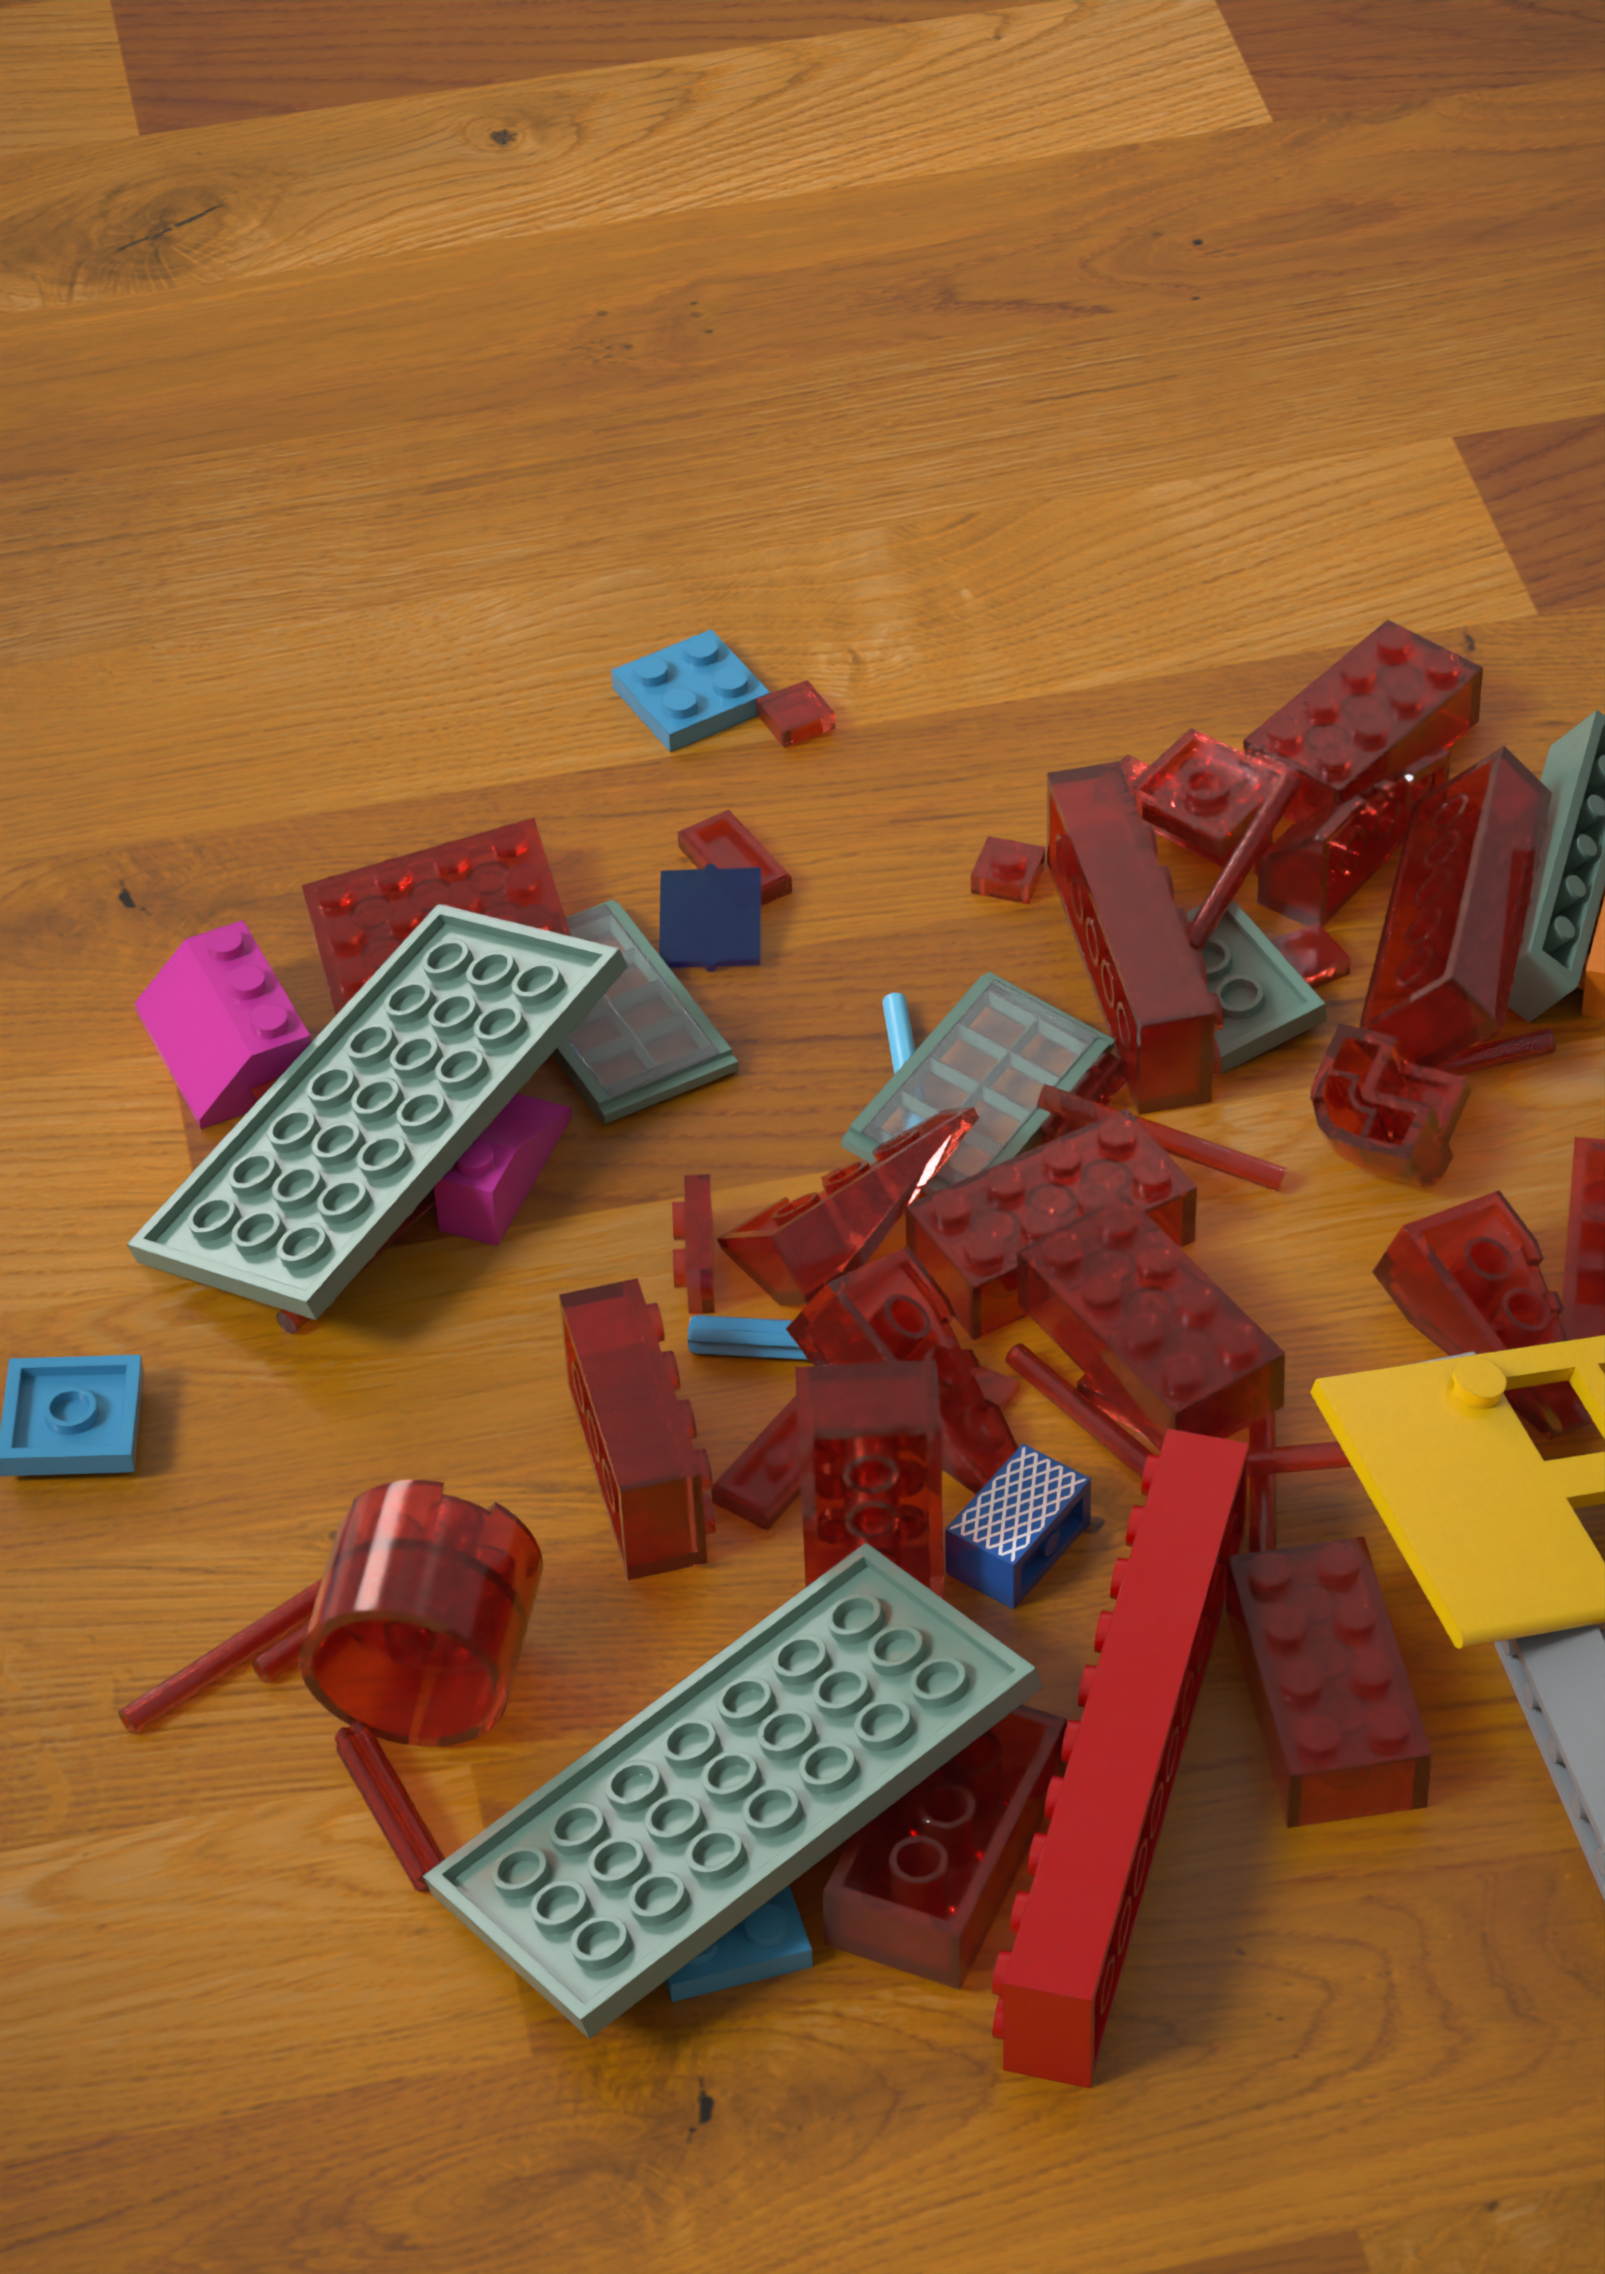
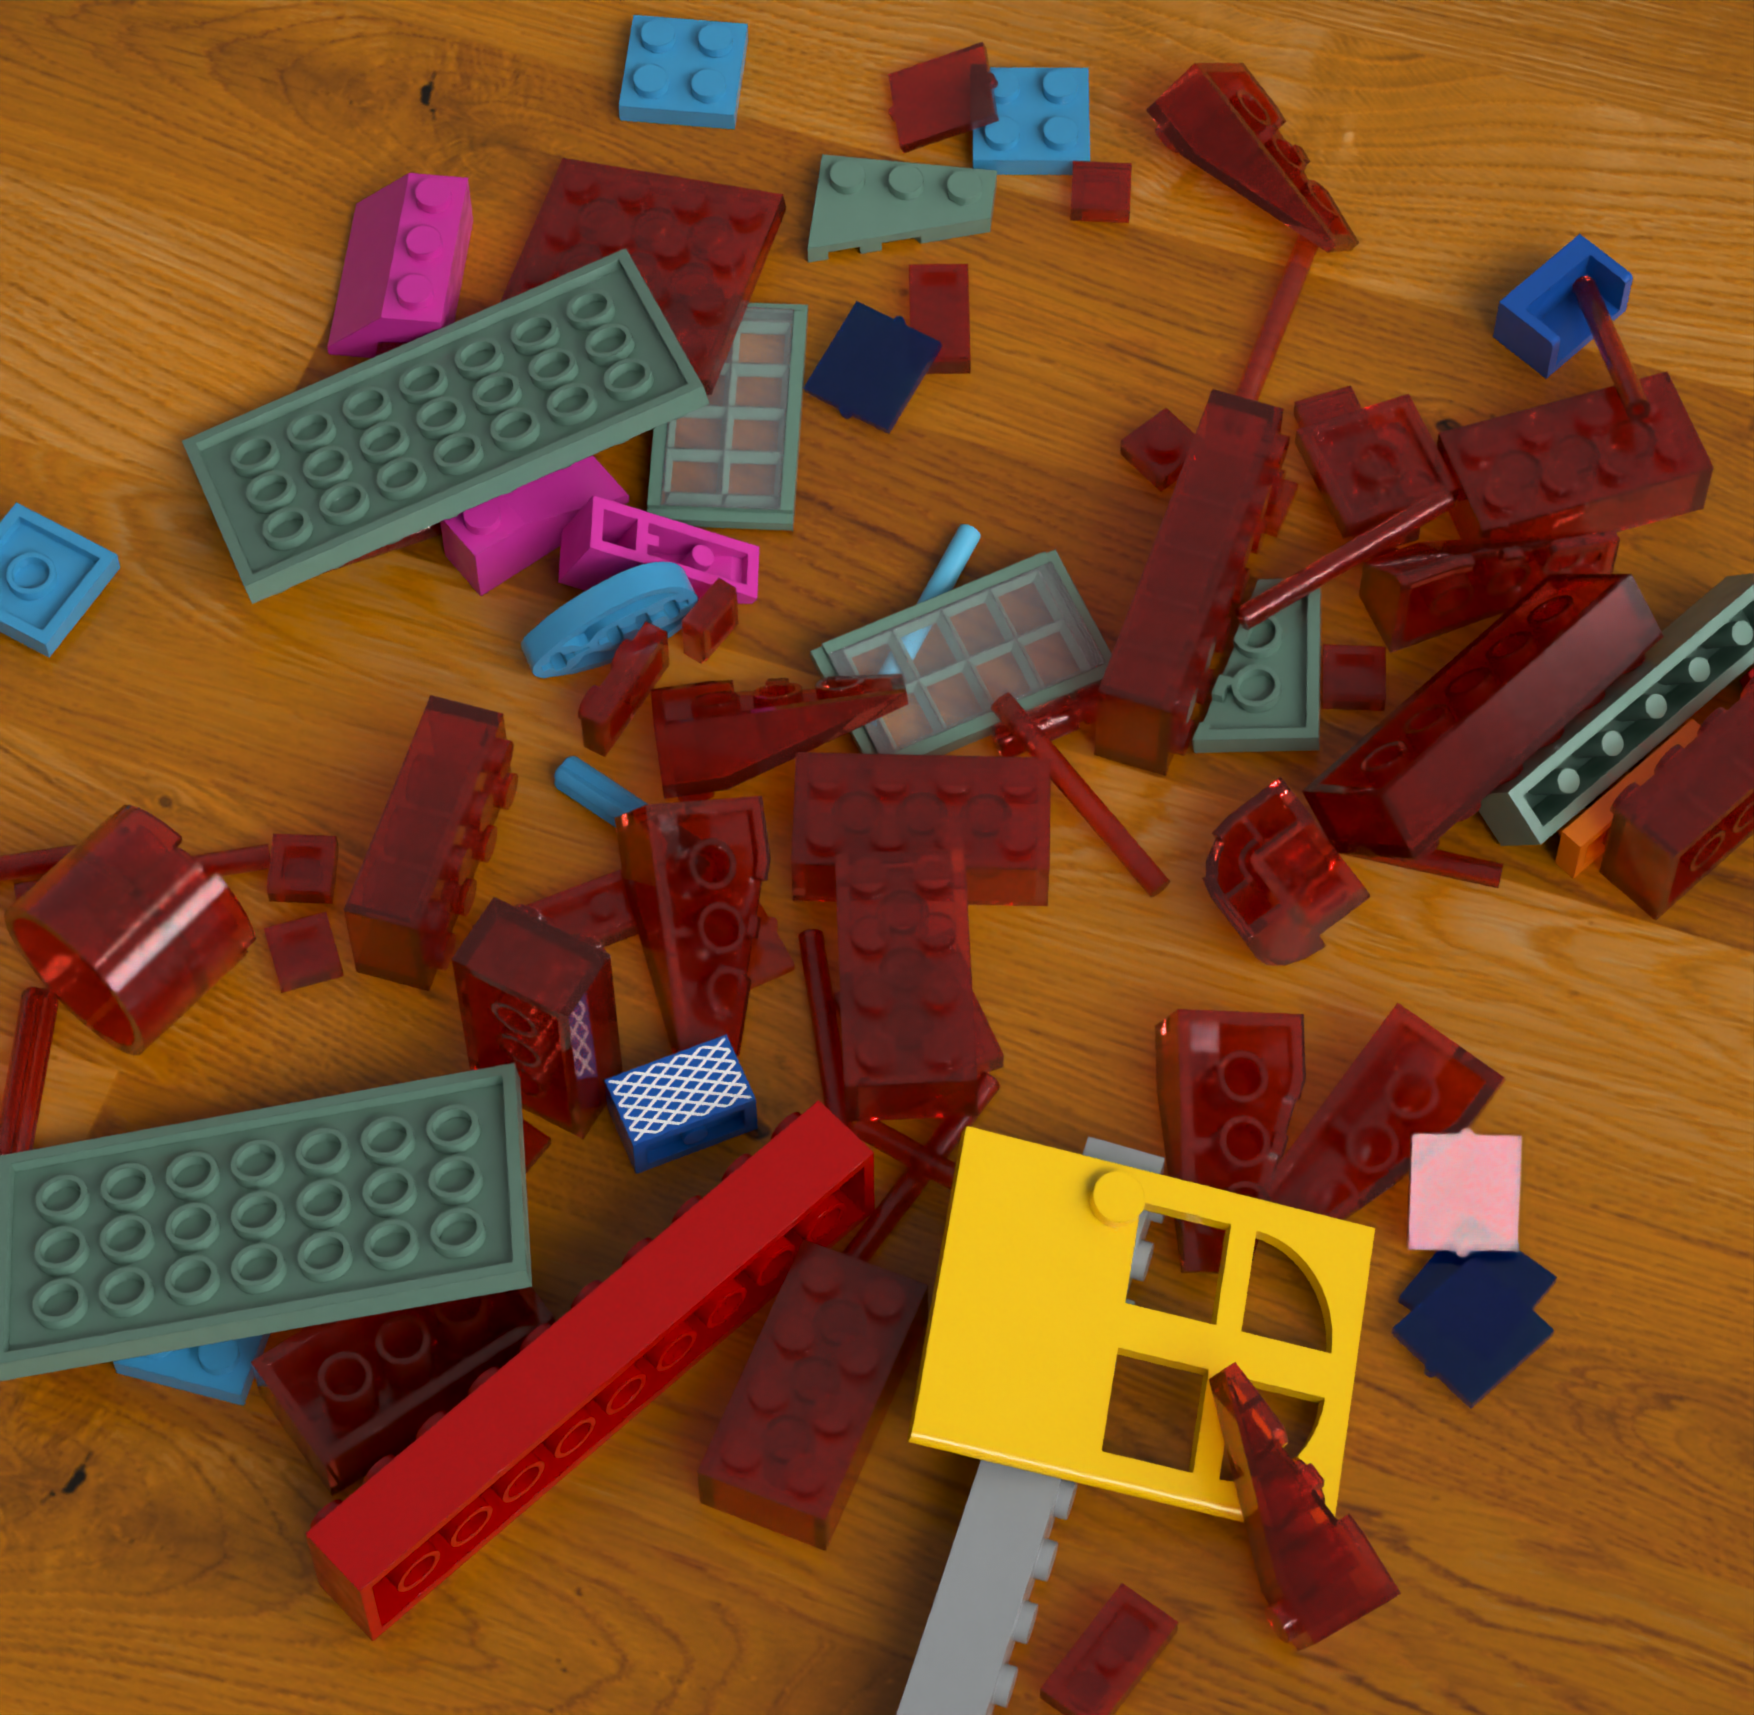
camera: 30 degrees right, 15 degrees up
(354, 782) = (683, 72): none -> dark azure plate
(531, 1504) = (302, 868): none -> clear red plate
(574, 1585) = (303, 952): none -> clear red tile
(605, 700) = (943, 97): none -> clear red piece
(618, 797) = (889, 201): none -> sand green wing
(637, 1136) = (617, 537): none -> dark pink slope
(640, 1200) = (597, 621): none -> dark azure piece
(732, 1159) = (710, 621): none -> clear red tile
(877, 623) = (1231, 131): none -> clear red wedge
(1021, 740) = (1277, 319): none -> clear red bar
(1252, 625) = (1542, 316): none -> blue panel
(1330, 623) = (1611, 348): none -> clear red piece

